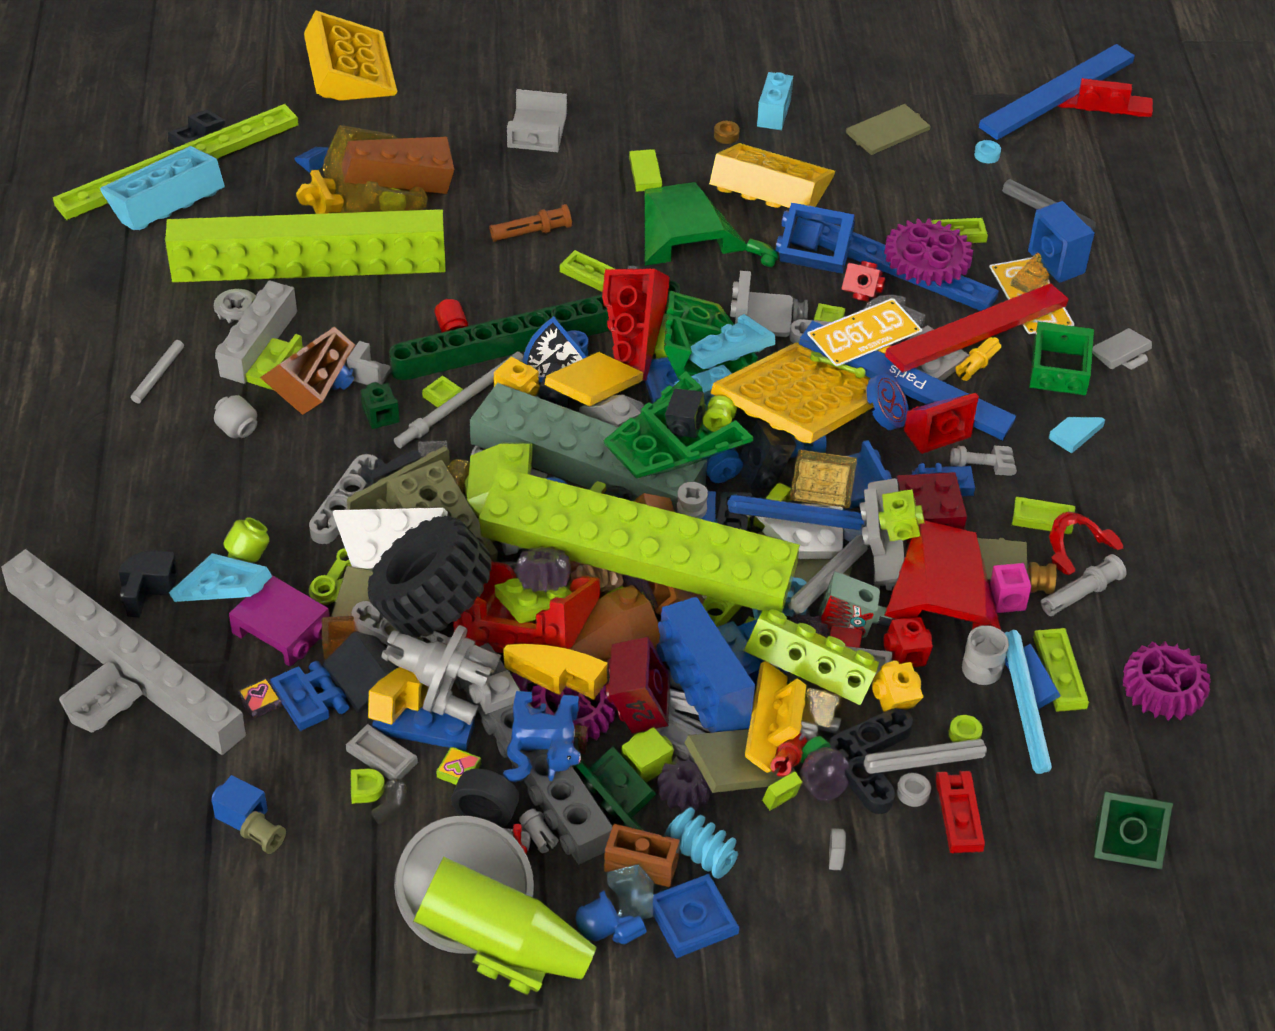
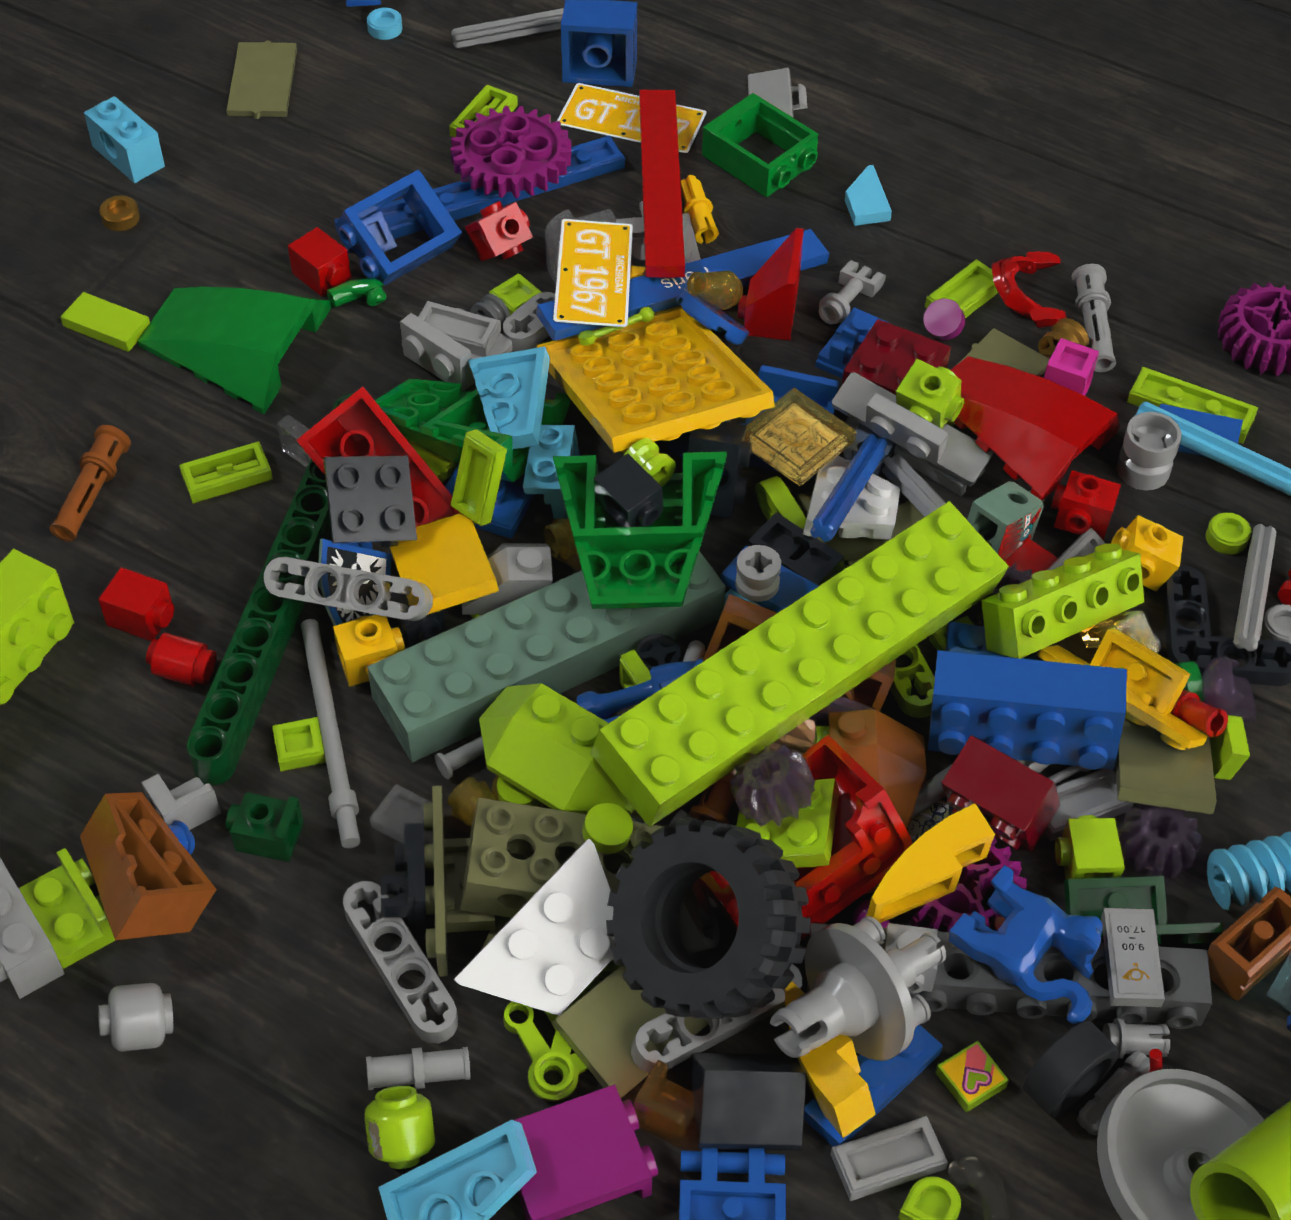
camera: 55 degrees left, 5 degrees up
(288, 535) = (418, 1068): none -> light grey pin
(468, 515) = (608, 827): none -> lime tile
(470, 283) = (137, 604): none -> red brick
(533, 344) = (347, 588): none -> light grey beam
(576, 791) = (1132, 957): none -> light grey tile
(596, 320) = (370, 499): none -> black hinge
(652, 354) = (478, 477): none -> lime tile
(767, 222) = (319, 261): none -> red brick
(769, 176) = (247, 215): yellow slope -> none
(772, 302) = (469, 329): none -> light grey tile
(906, 389) = (717, 288): none -> clear yellow cone
(1004, 512) = (944, 319): none -> magenta tile
(1031, 276) = (610, 100): clear yellow tile -> none

